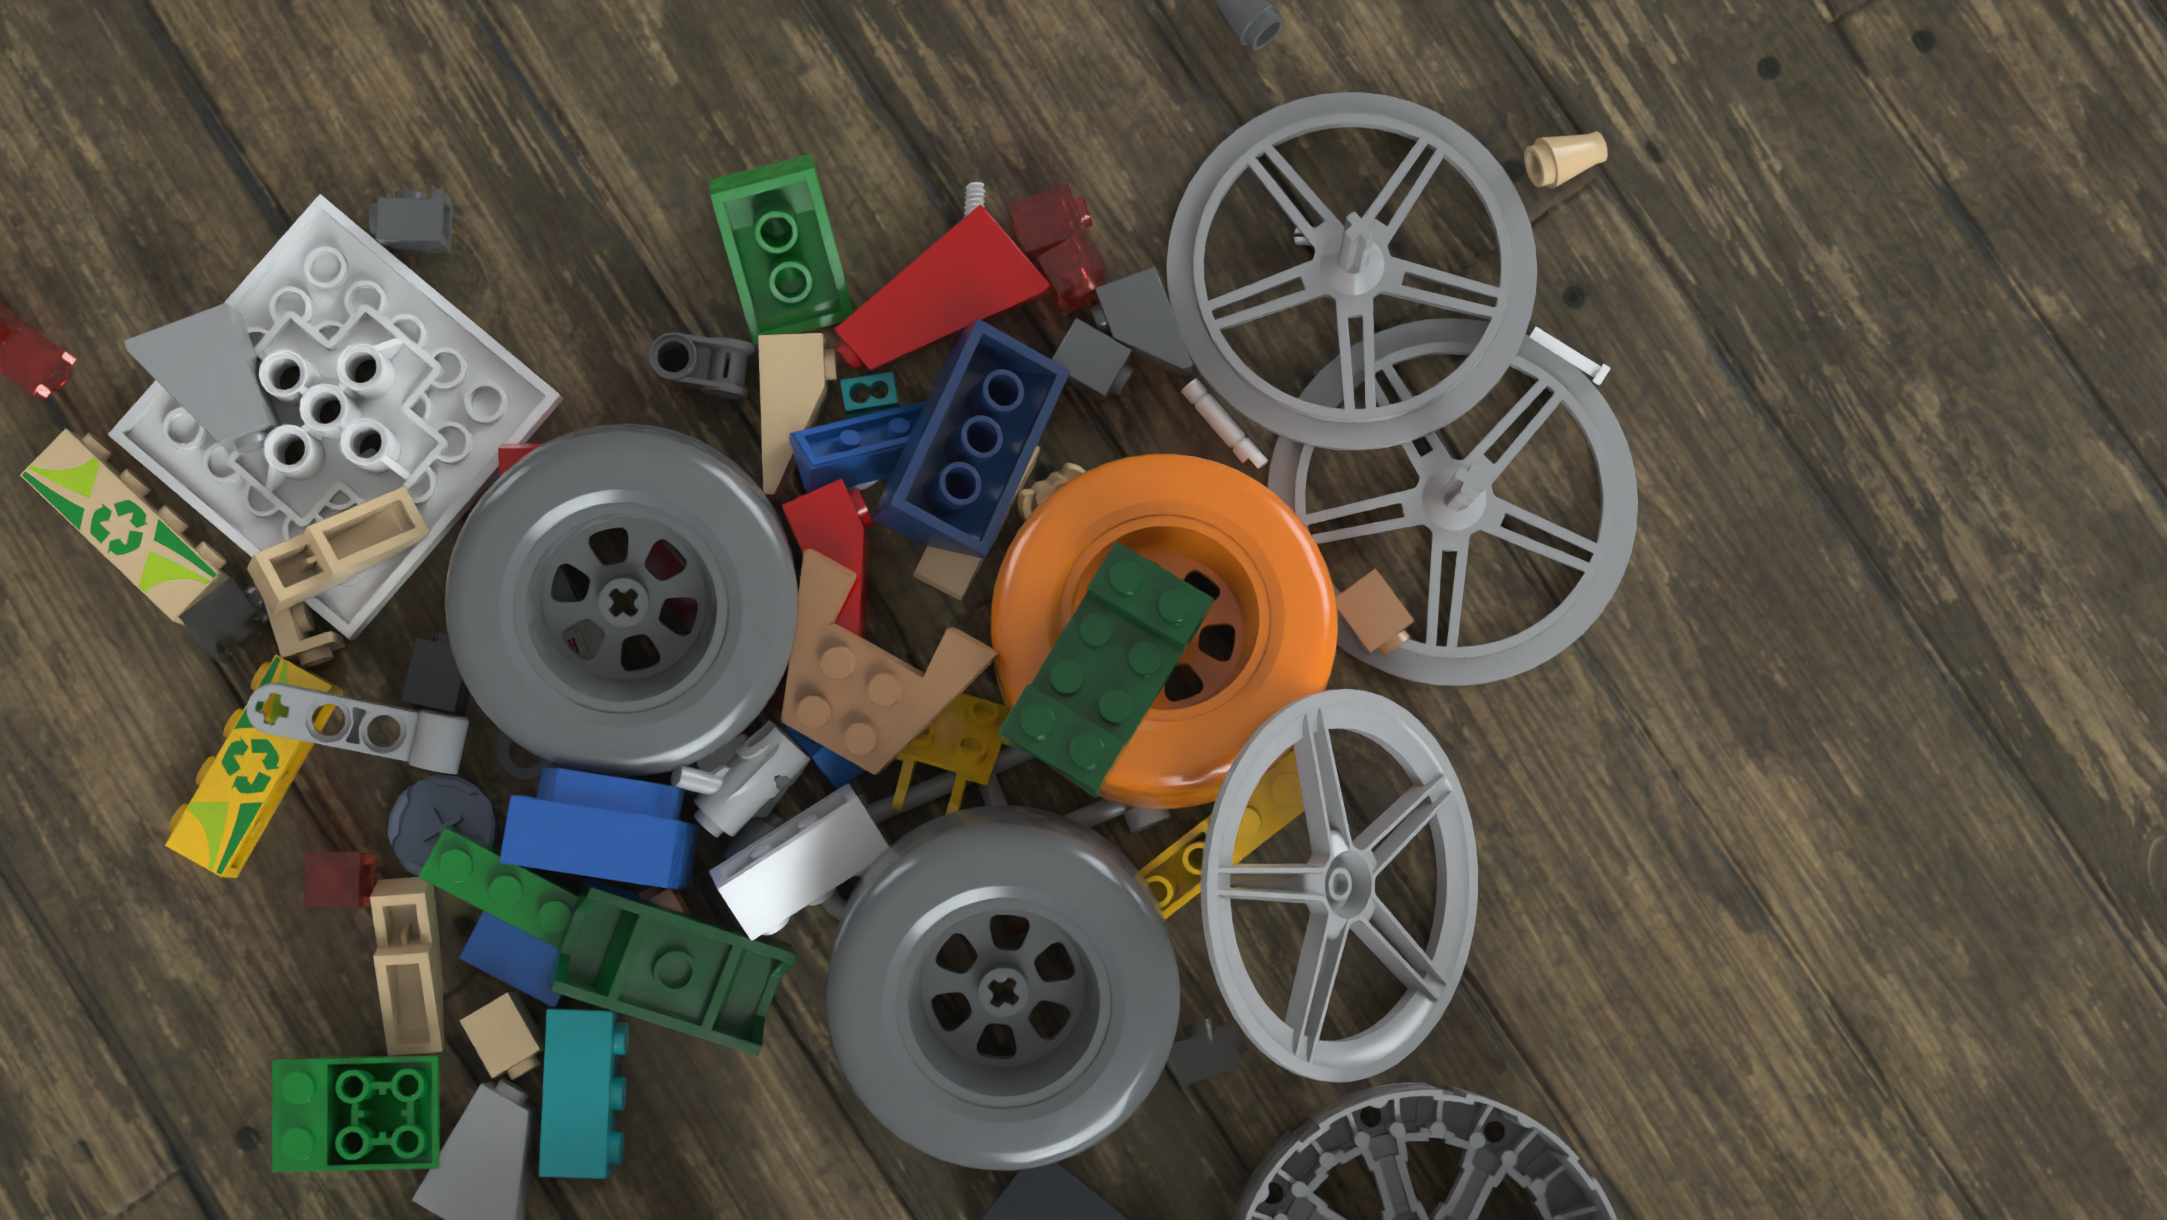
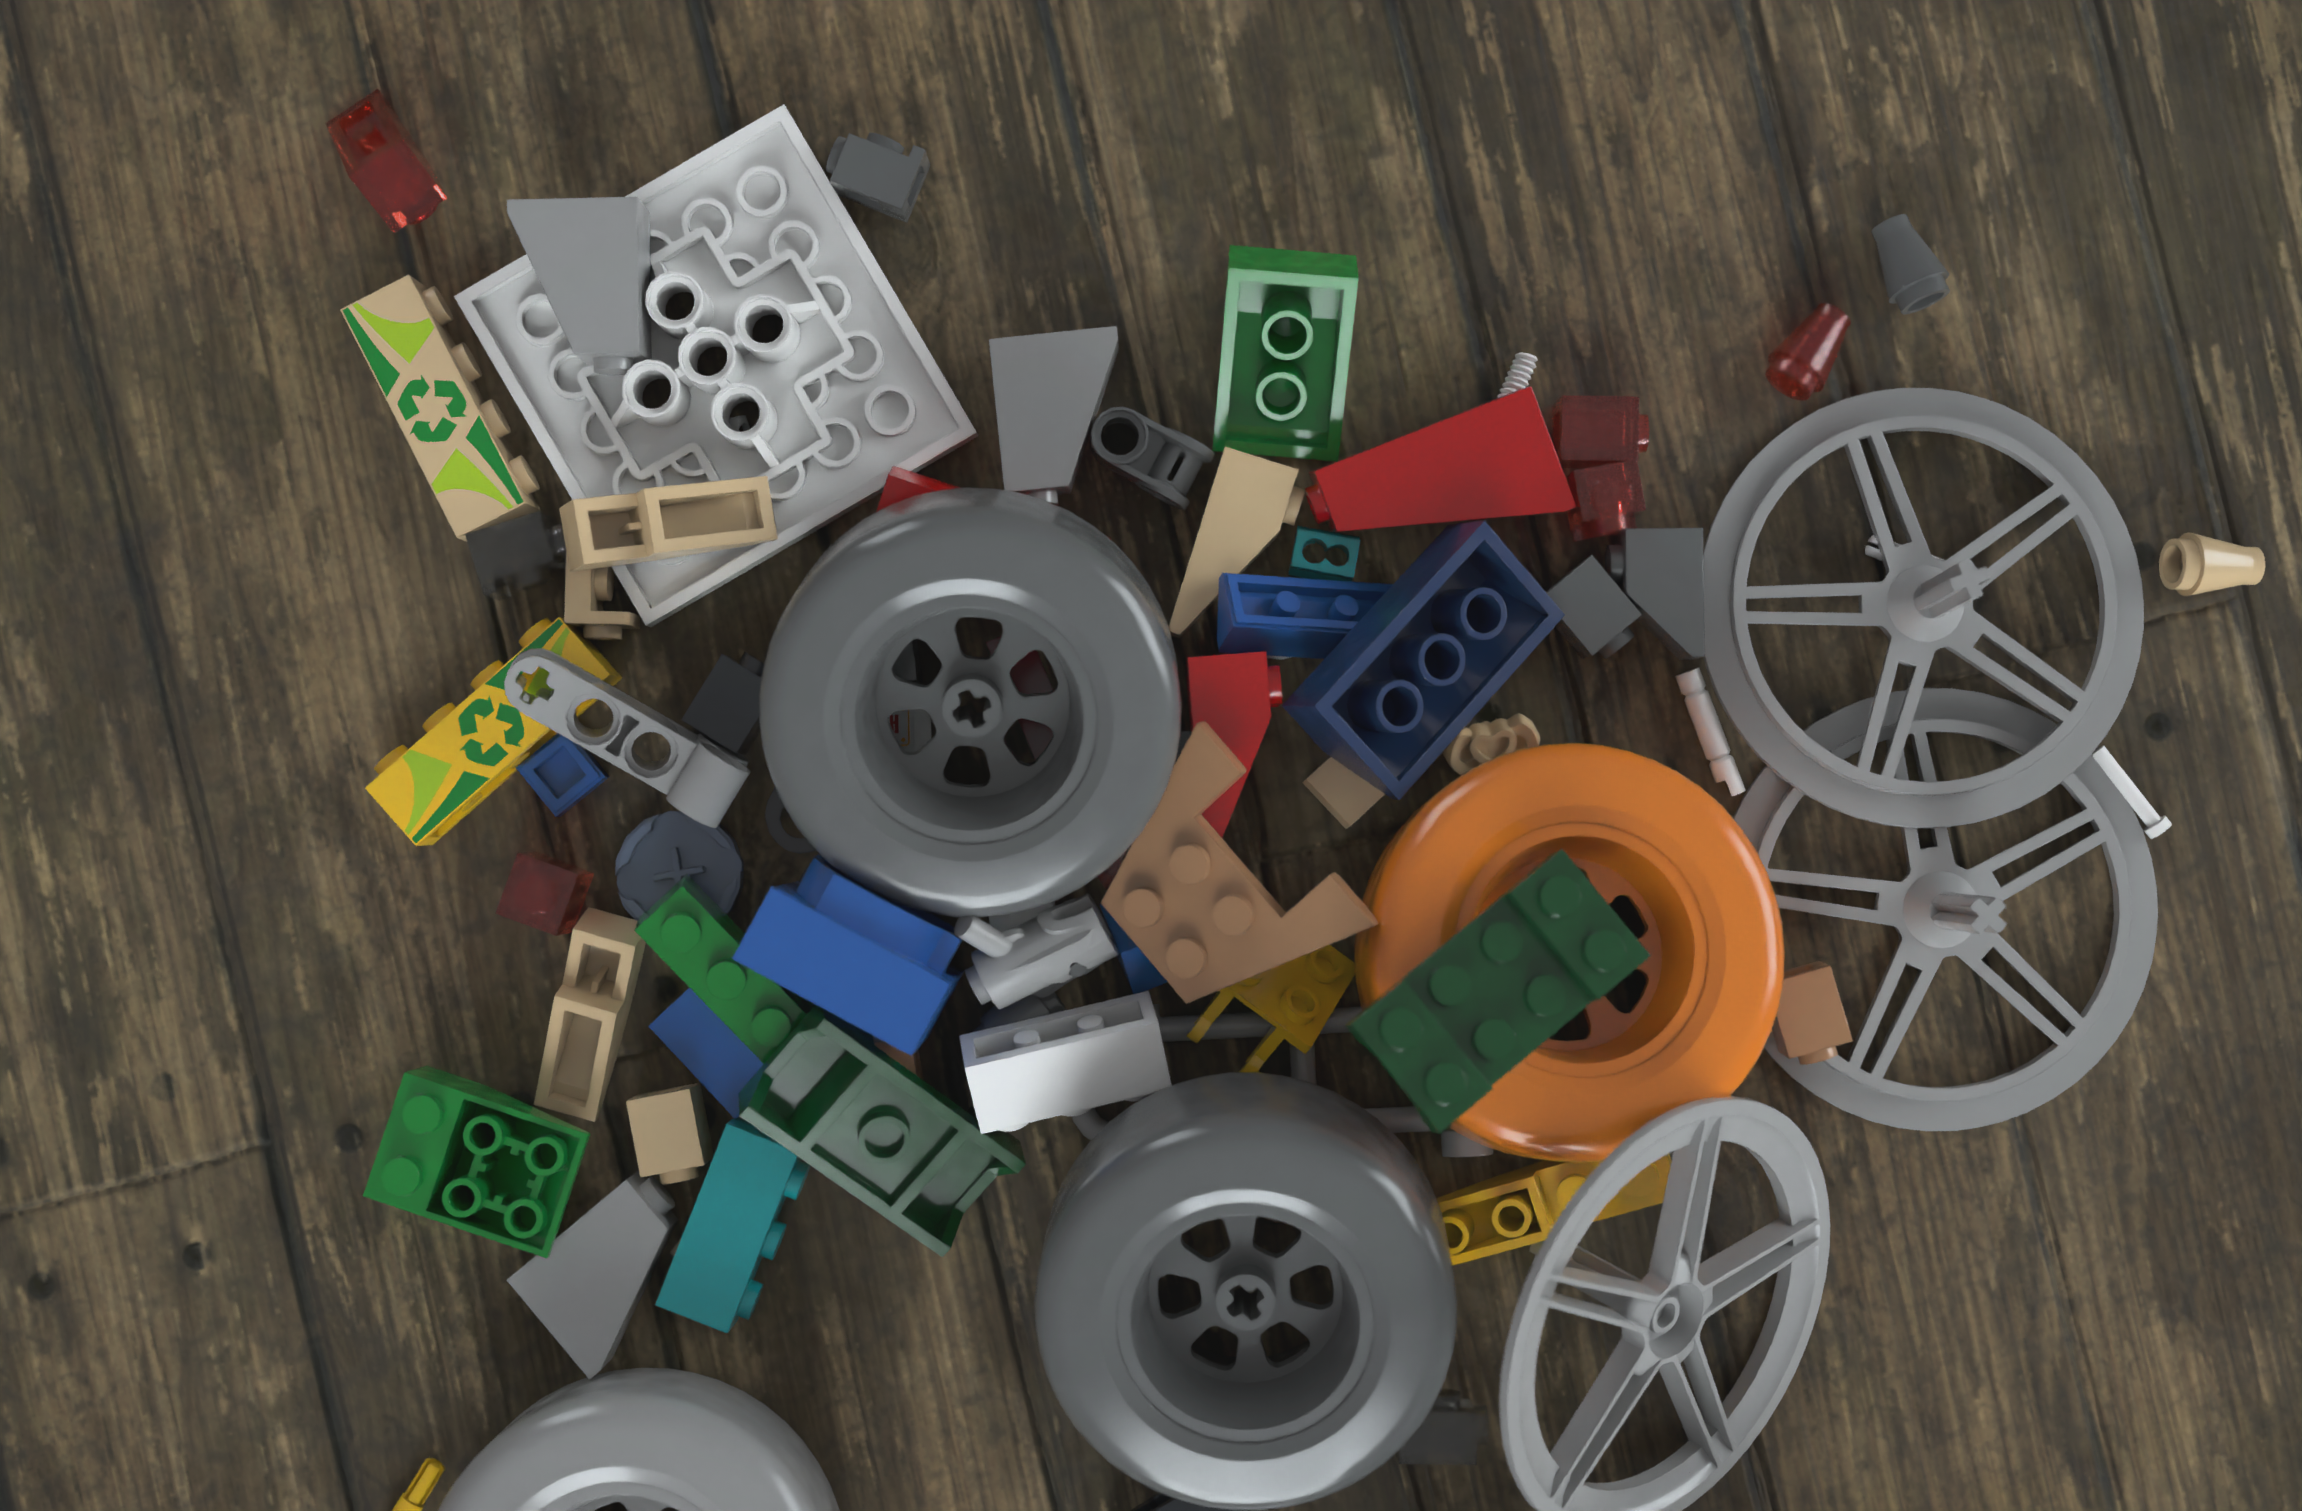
camera: 20 degrees right, 5 degrees up
(321, 781) = (562, 773): none -> blue tile
(607, 351) = (1048, 404): none -> light grey slope
(1192, 106) = (1807, 355): none -> clear red cone

